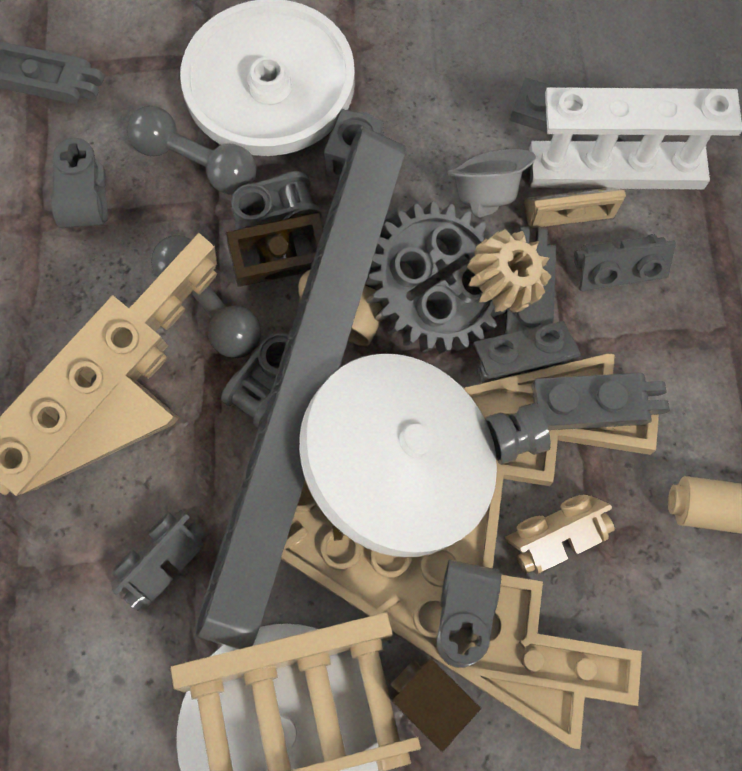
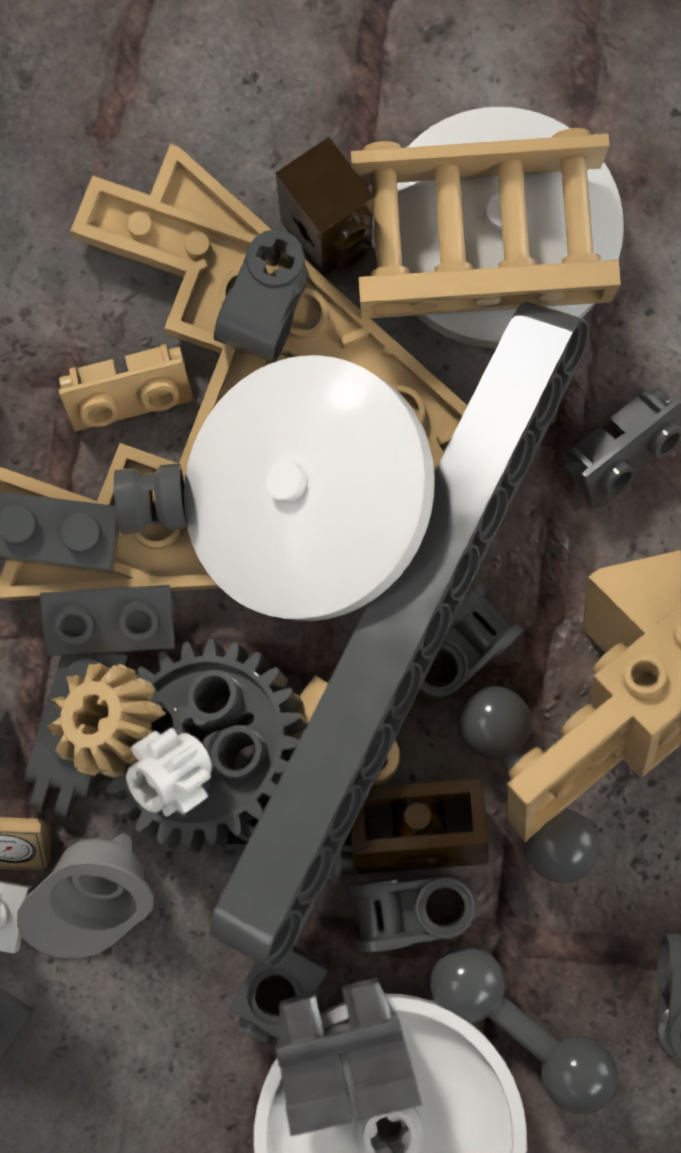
camera: 170 degrees left, 10 degrees up
(301, 93) = (313, 1064): none -> flat silver hips
(455, 233) = (169, 772): none -> white gear

